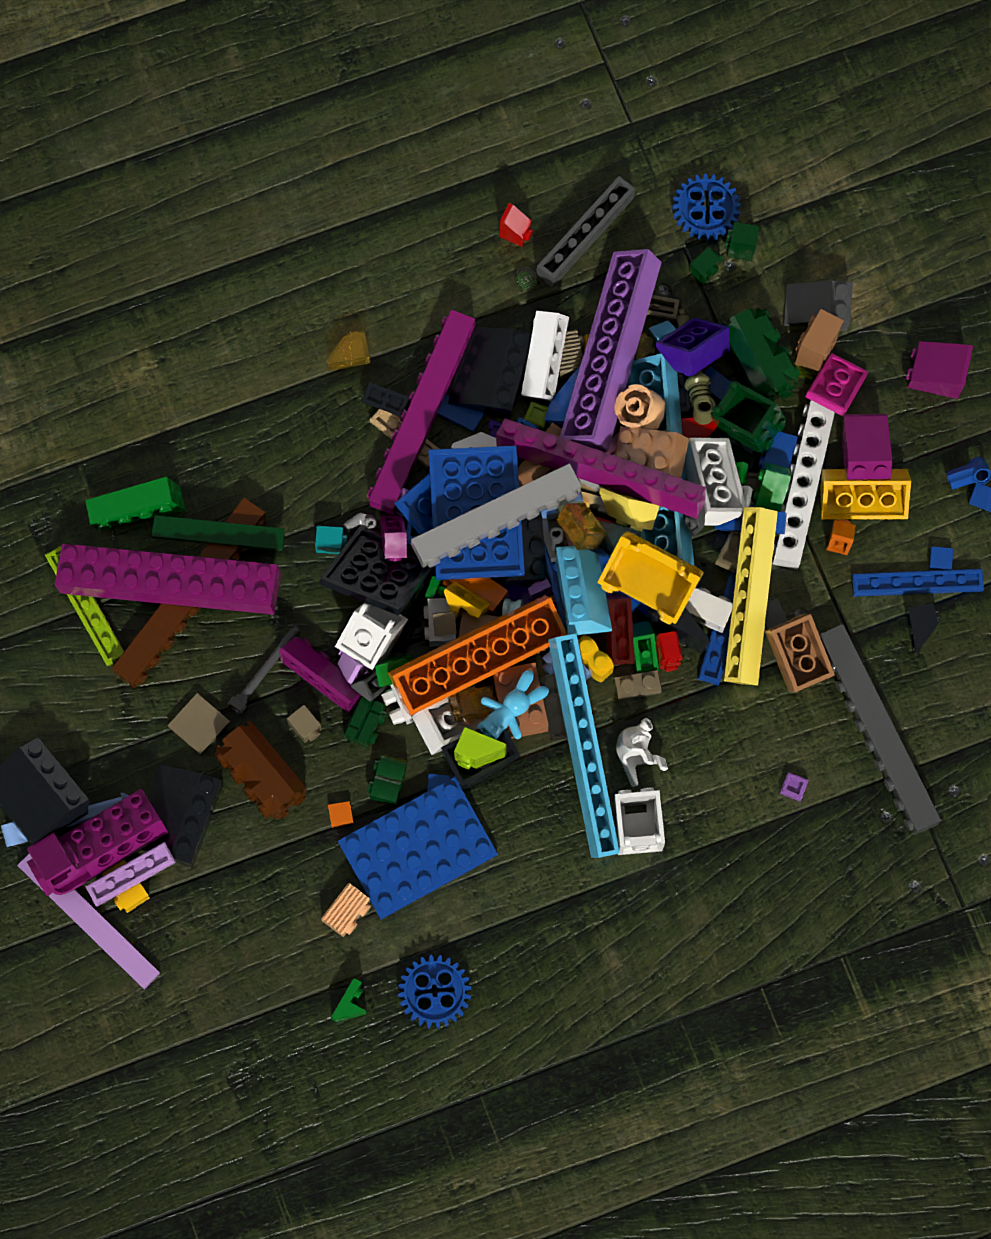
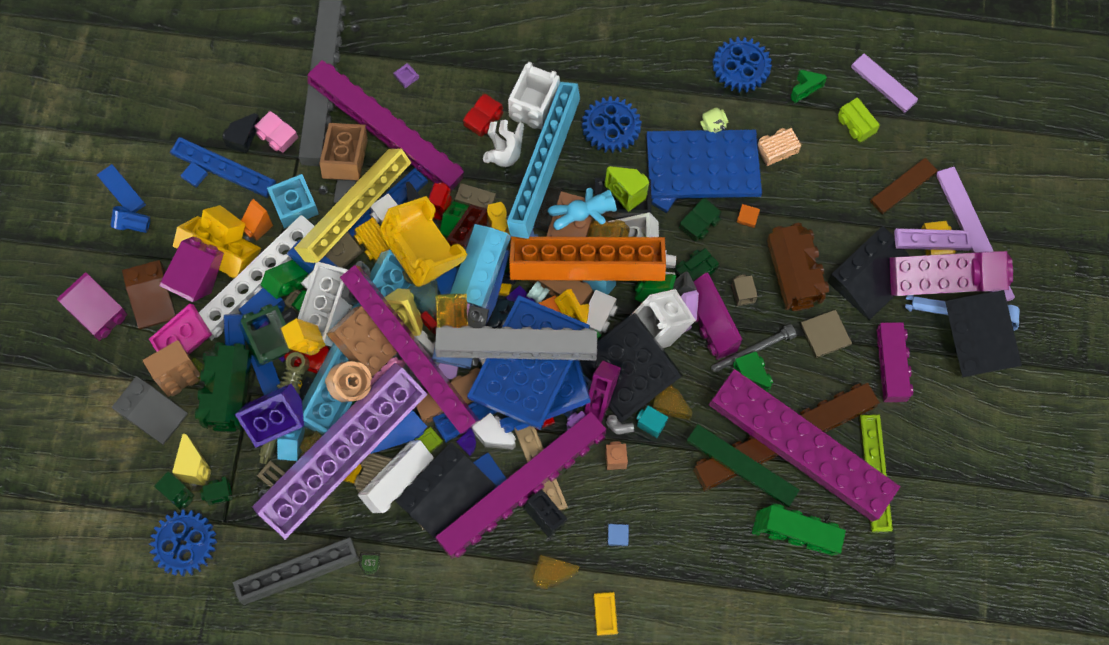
camera: 150 degrees left, 5 degrees down
(115, 726) = (894, 362): none -> magenta brick
(189, 938) = (903, 186): none -> reddish brown tile
(255, 640) = (753, 368): none -> green slope
(265, 1057) = (884, 83): none -> lavender tile
(273, 989) = (858, 120): none -> lime brick
(282, 343) = (605, 614): none -> yellow tile
(307, 418) = (618, 535): none -> medium blue tile
(315, 565) = (672, 404): none -> clear yellow slope
(347, 487) = (616, 456): none -> nougat brick
(430, 903) = (714, 120): none -> yellowish green head
(444, 623) = (598, 302): dark tan tile -> none
(515, 226) = (352, 608): red slope -> none
(540, 589) = (509, 294): medium lavender plate -> none
(545, 822) = (611, 124): none -> blue gear
(682, 779) = (483, 112): none -> red brick
(709, 425) = (303, 337): none -> yellow brick
(715, 578) = (371, 238): none -> yellow brick
(744, 273) = (190, 464): none -> light yellow slope
(775, 704) = (384, 125): none -> magenta brick
(794, 418) = (232, 330): none -> blue tile
(818, 576) = (292, 200): none -> medium azure brick
(872, 512) = (222, 224): none -> yellow brick
(887, 645) = (276, 132): none -> bright pink brick
(905, 412) = (148, 299): none -> reddish brown slope

